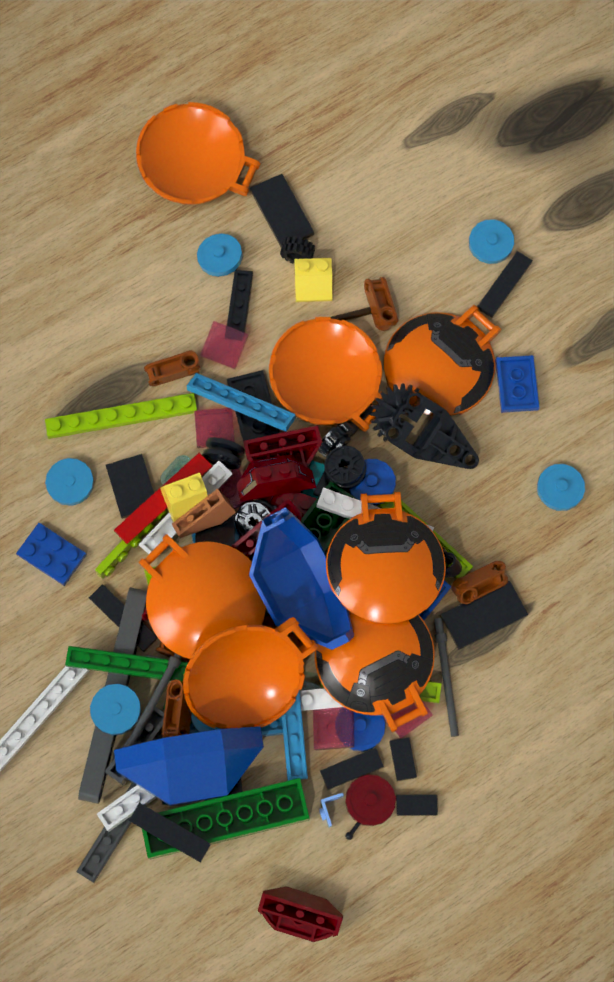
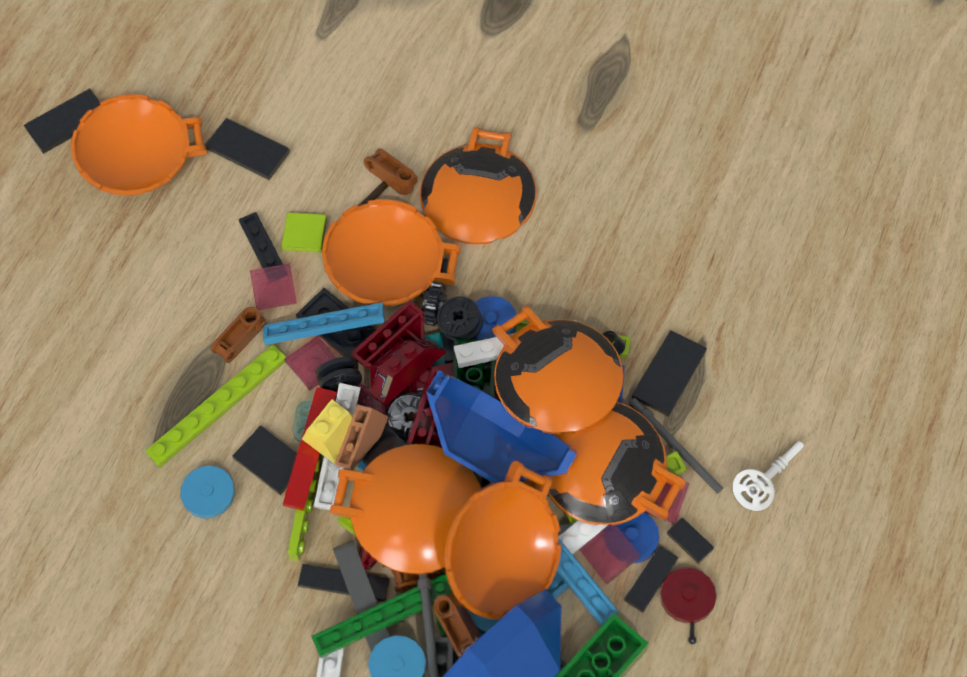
camera: 30 degrees left, 10 degrees down
(51, 554) = (233, 568): blue plate -> none
(152, 97) = (60, 122): none -> black tile
(219, 255) = (215, 215): dark azure wheel -> none
(279, 312) = (304, 232): none -> lime tile
(296, 248) = (286, 169): black tyre -> none
(313, 279) = (316, 186): light yellow slope -> none
(323, 811) = (654, 631): light blue bracket -> none
(416, 805) = (732, 572): black tile -> none
(437, 435) = (521, 249): black connector -> none
(480, 582) = (646, 346): dark orange piece -> none
(485, 752) = (759, 484): none -> white dish
(491, 241) = (451, 70): dark azure wheel -> none
(504, 284) = (487, 97): black tile -> none
(517, 384) = (557, 168): blue plate -> none
(560, 487) = (655, 229): dark azure wheel -> none

